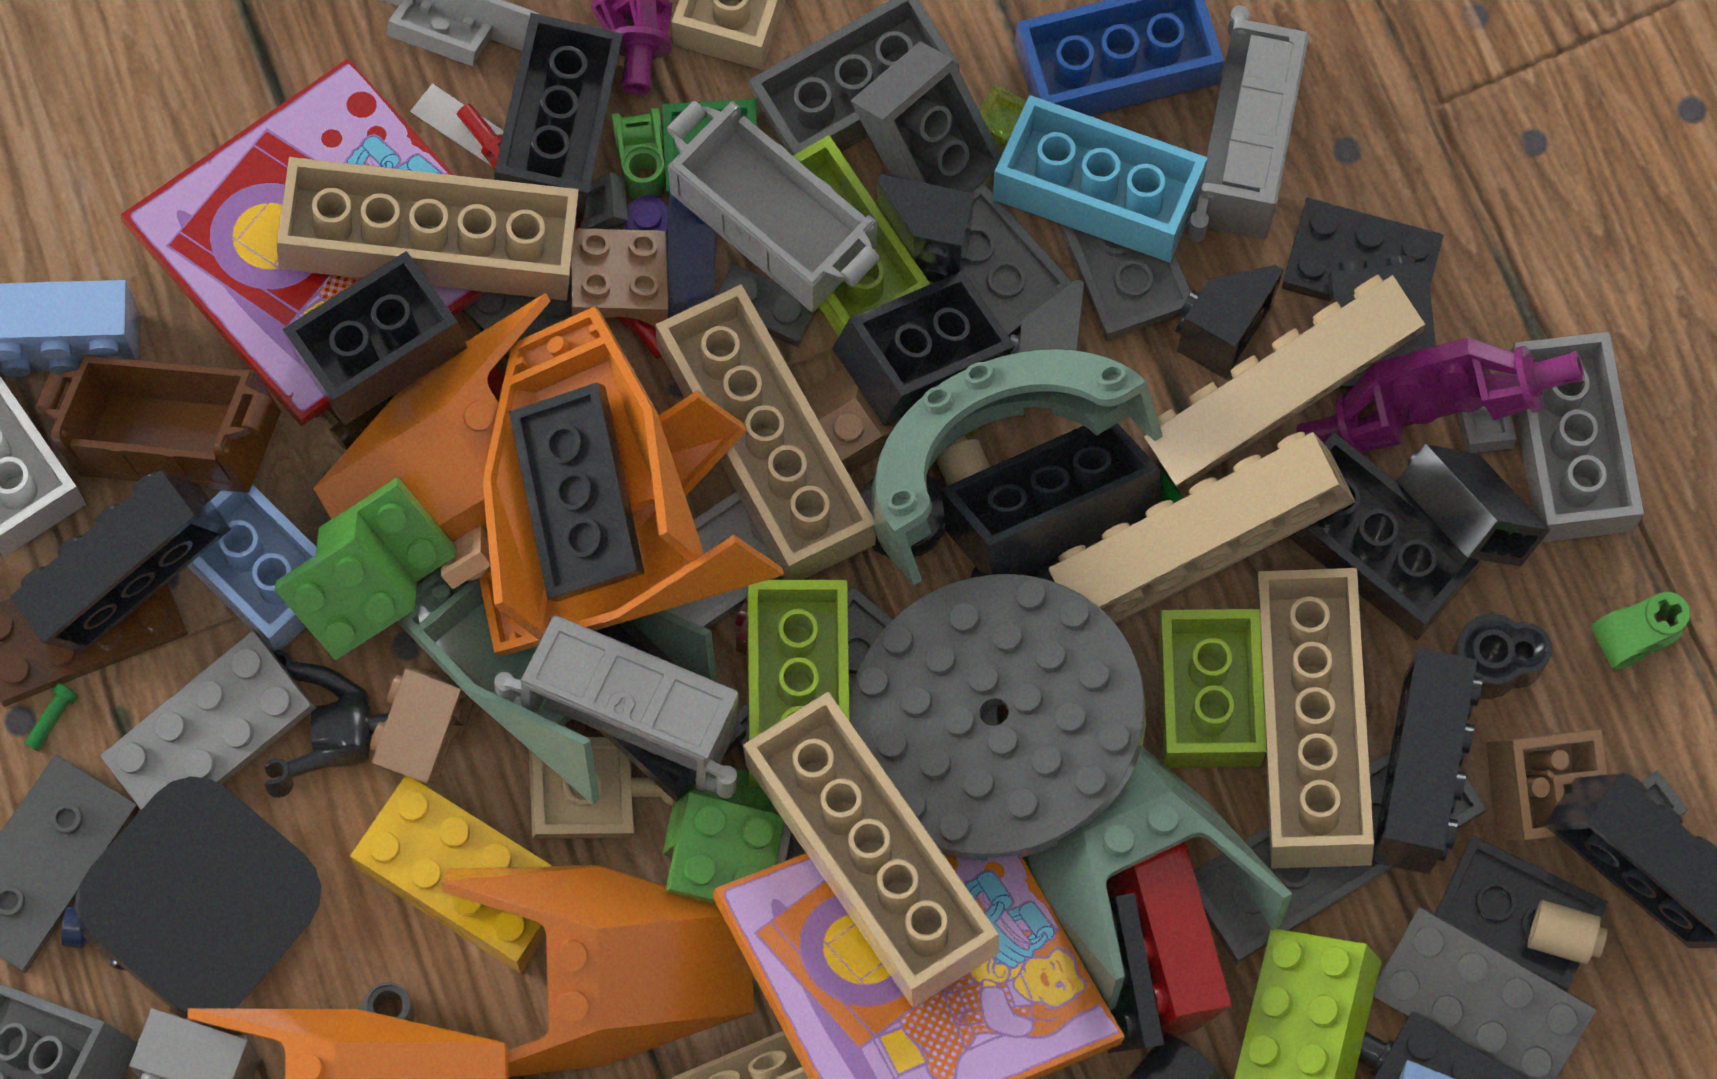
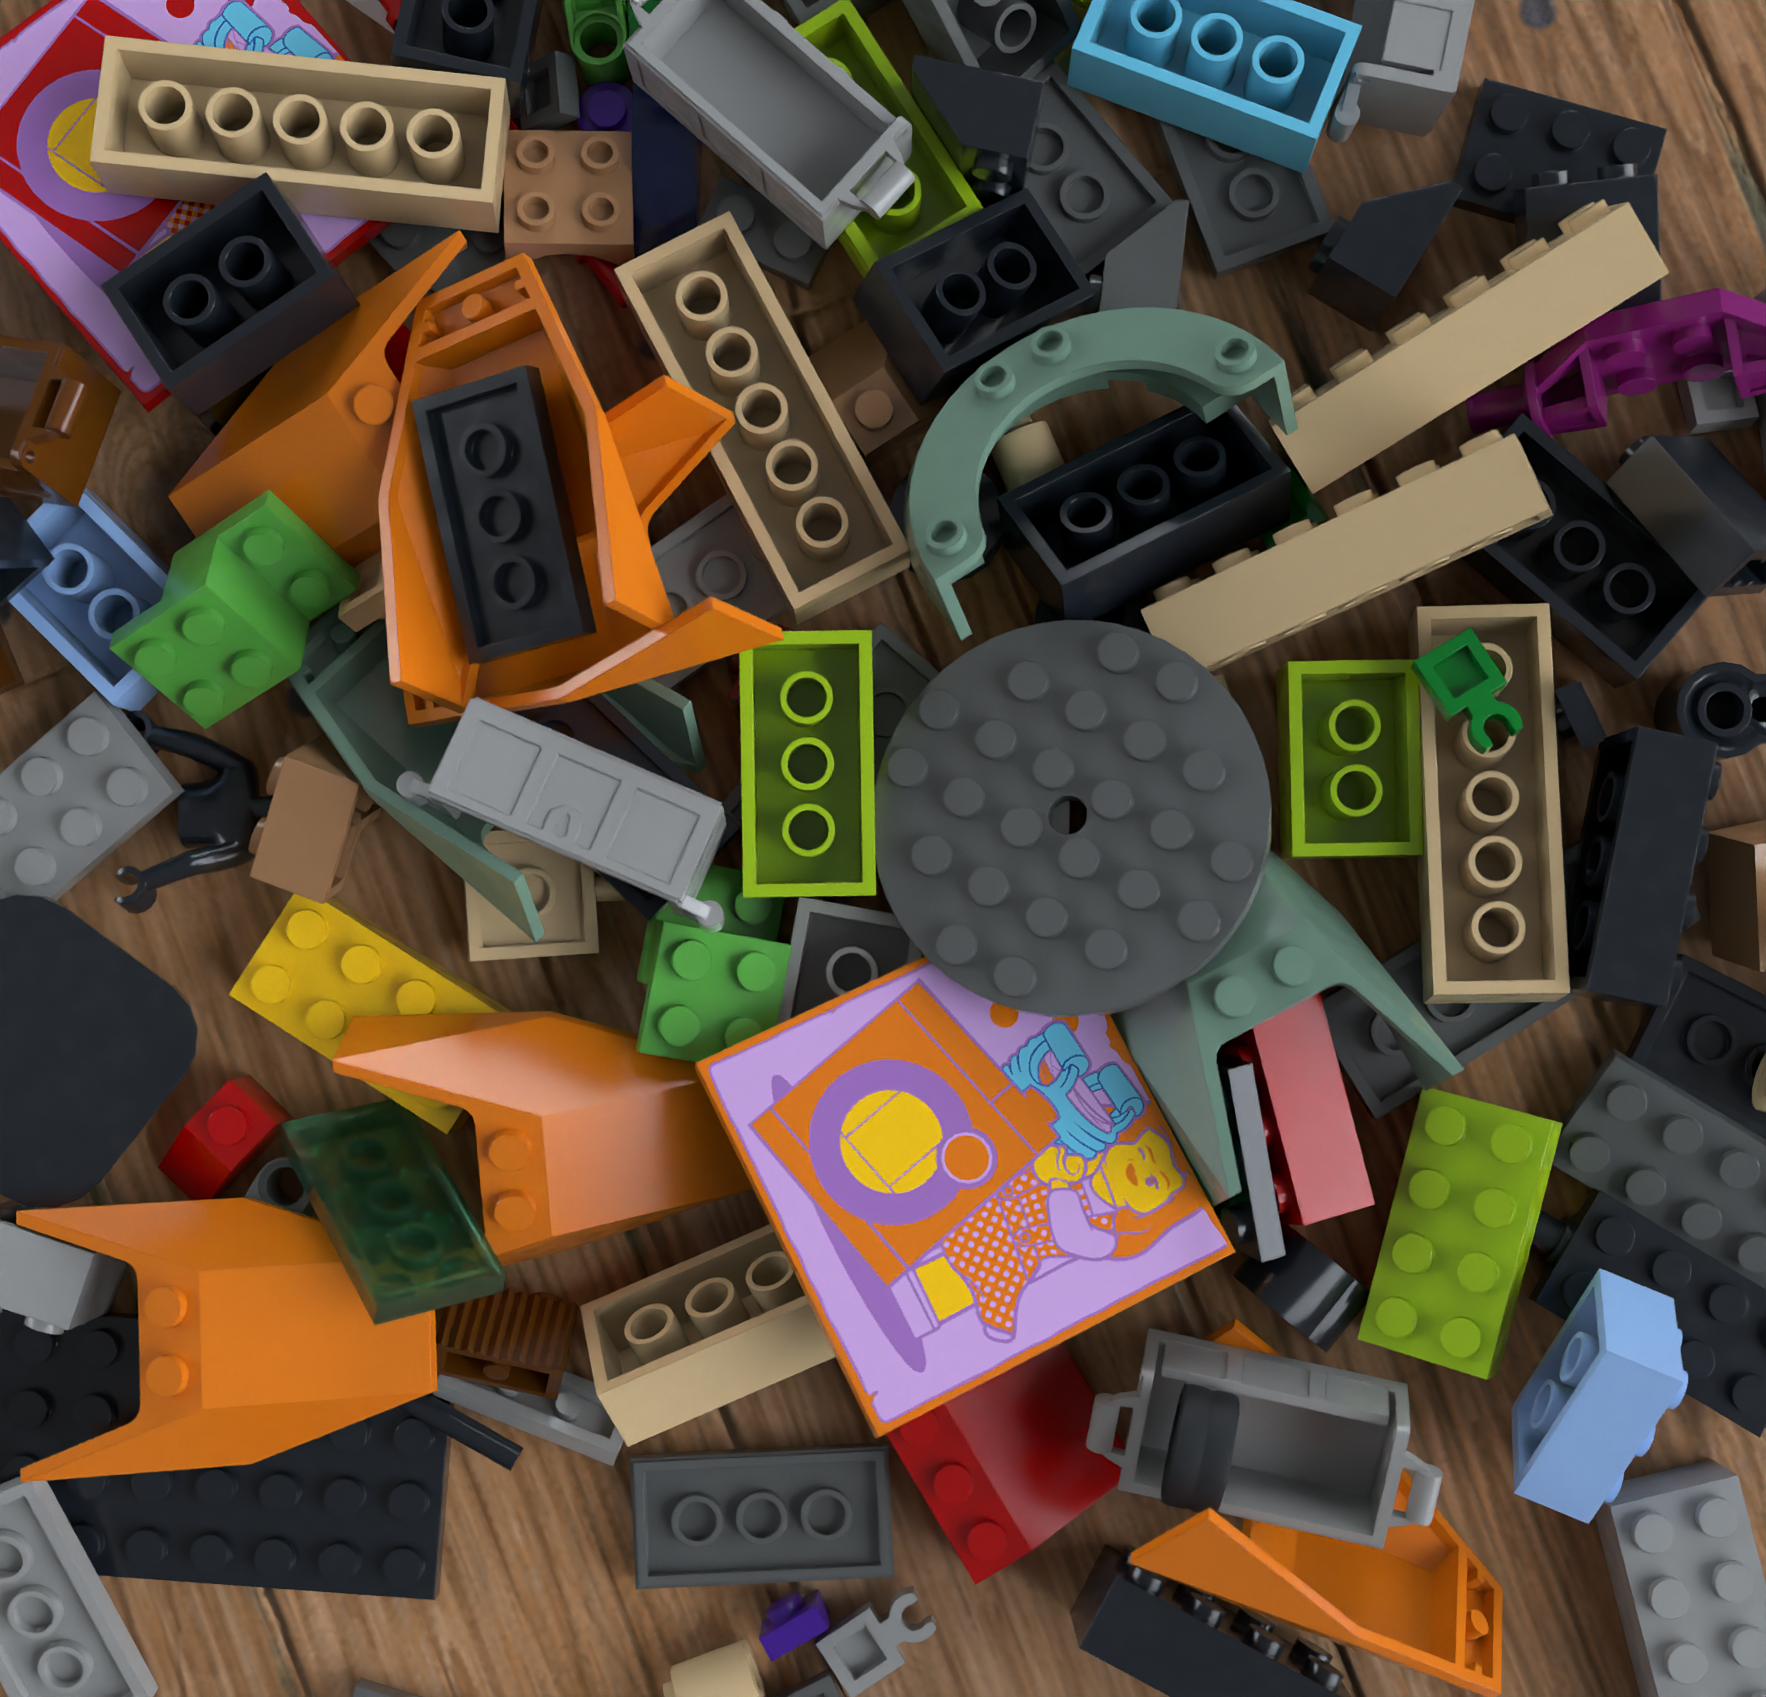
camera: 10 degrees right, 15 degrees up
(337, 972) = (224, 1139): none -> red slope
(476, 1008) = (391, 1210): none -> clear green plate
(871, 849) = (902, 1016): tan brick -> none
(1292, 620) = (1463, 680): none -> green plate
(1382, 652) = (1577, 716): none -> black plate

